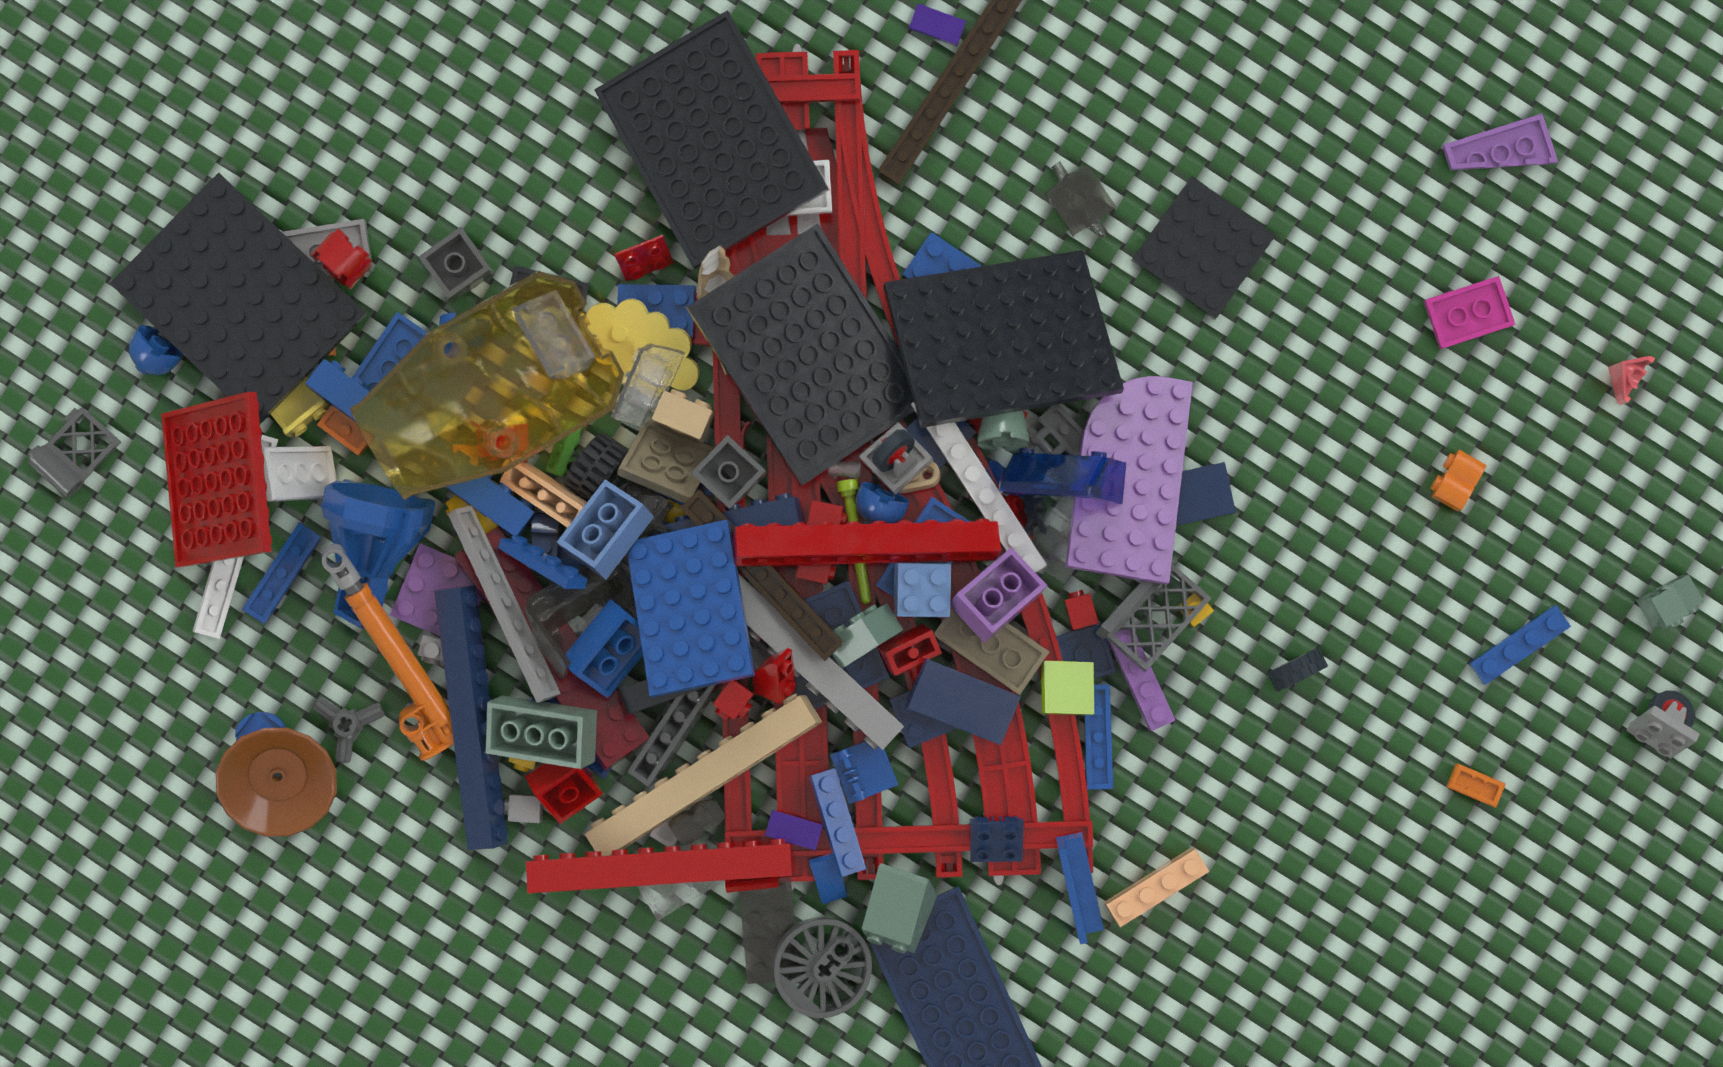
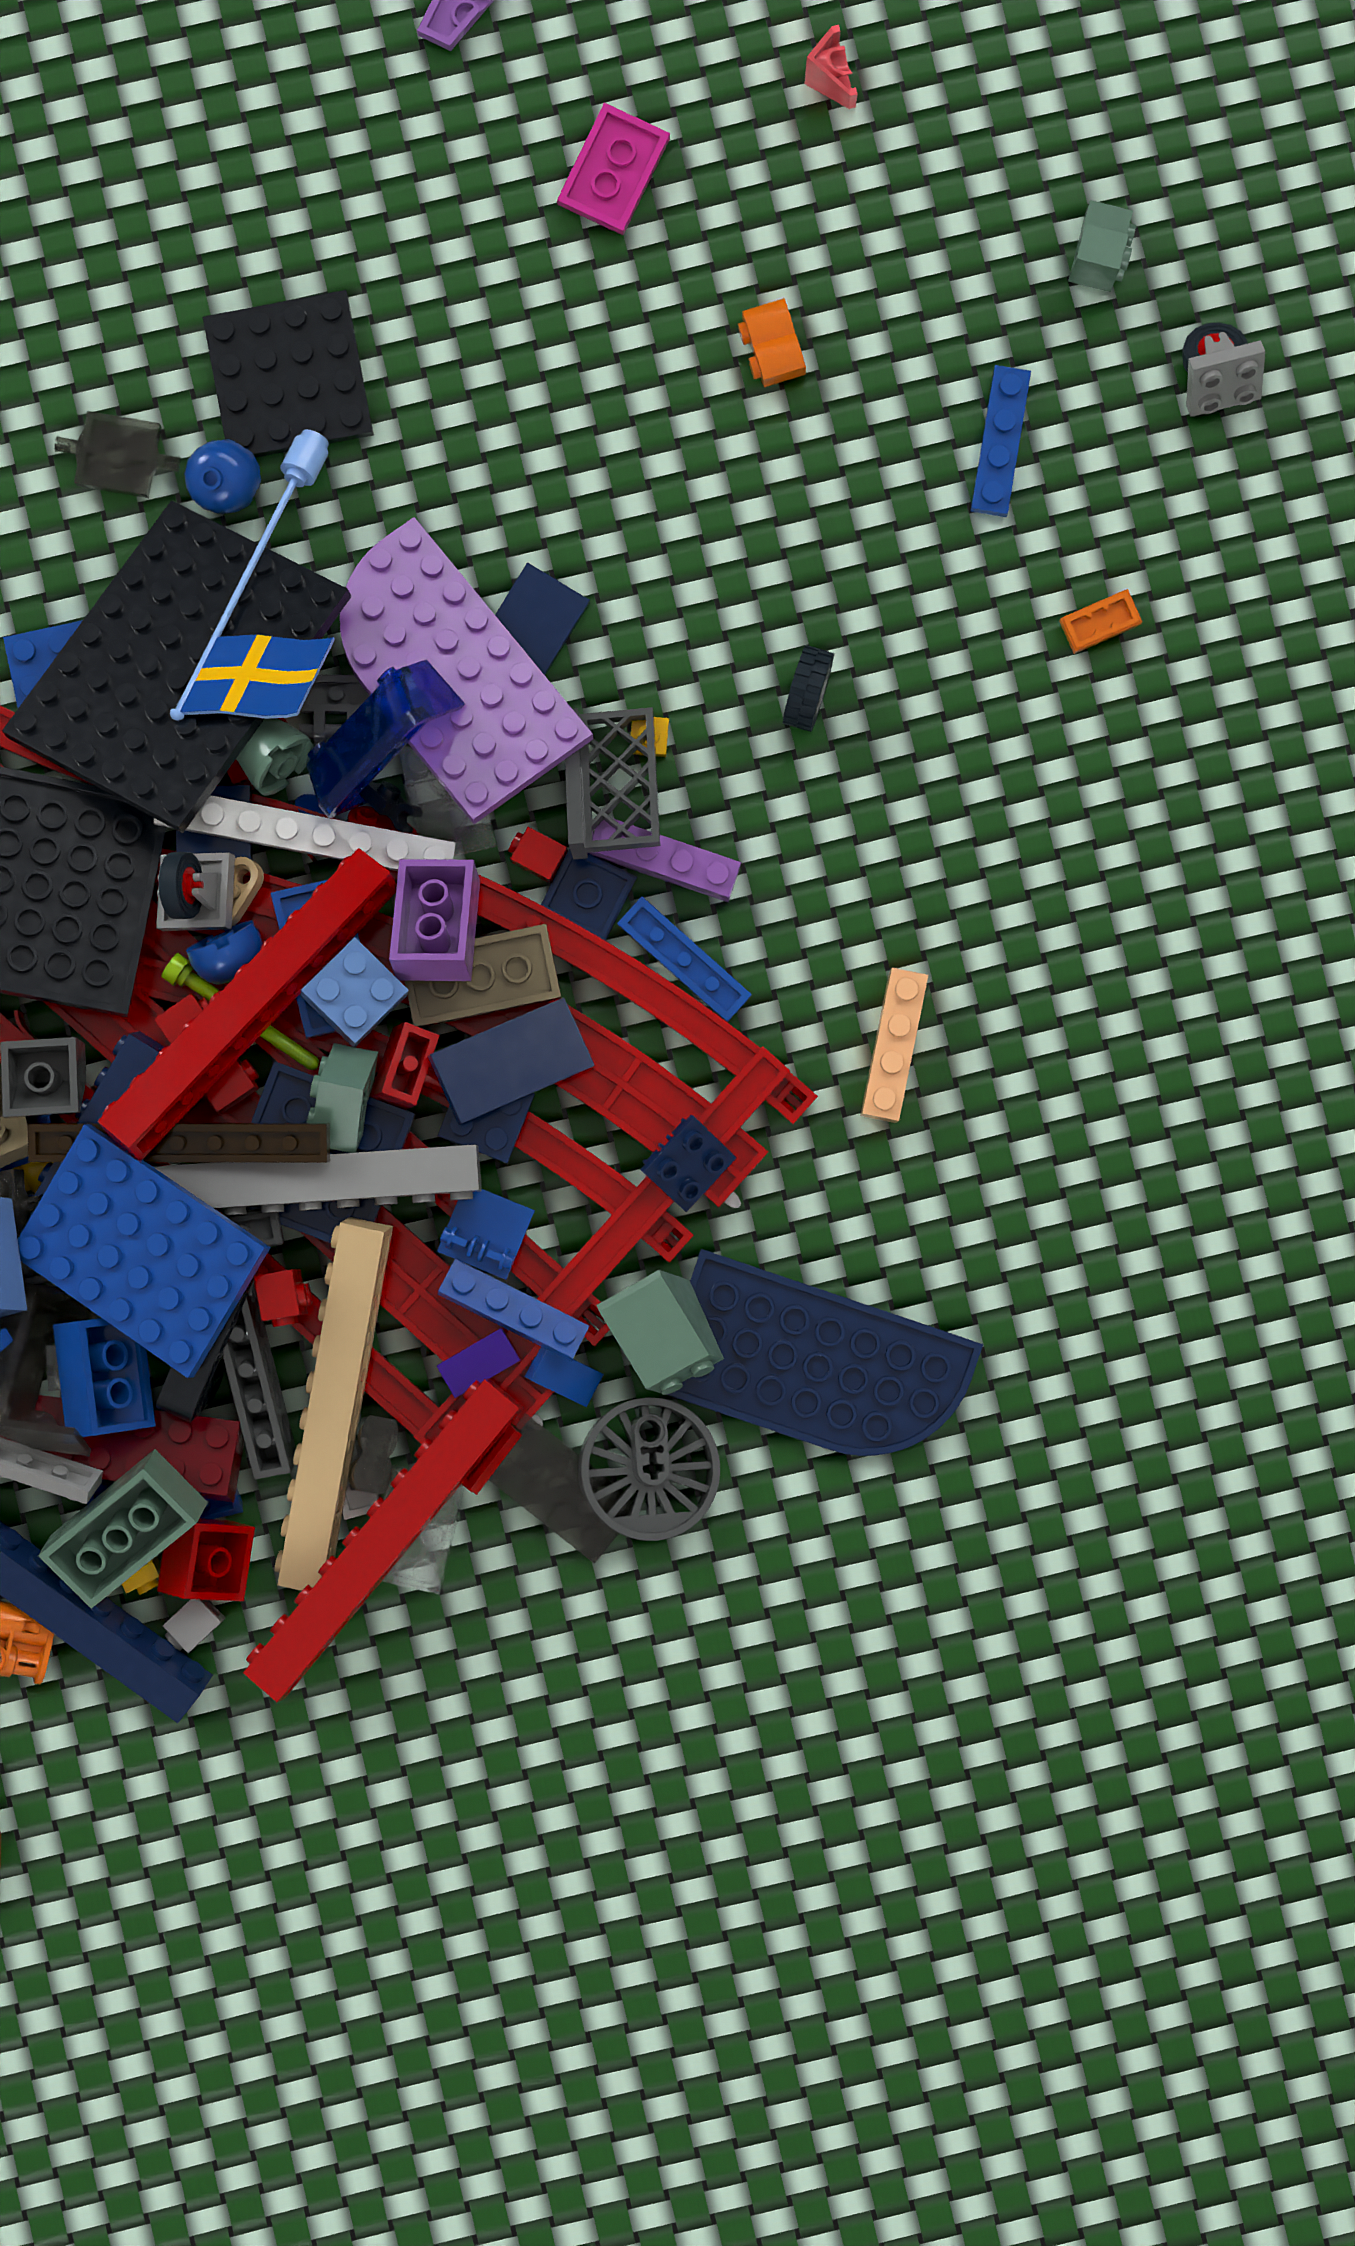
camera: 45 degrees left, 0 degrees up
(775, 677) = (298, 1229): red slope -> none
(845, 469) = (157, 956): clear pin -> none
(1036, 383) = (261, 672): none -> flag
(1067, 687) = (602, 941): lime tile -> none
(1079, 885) = (816, 1121): blue fence -> none
(1120, 265) = (222, 476): none -> blue cylinder

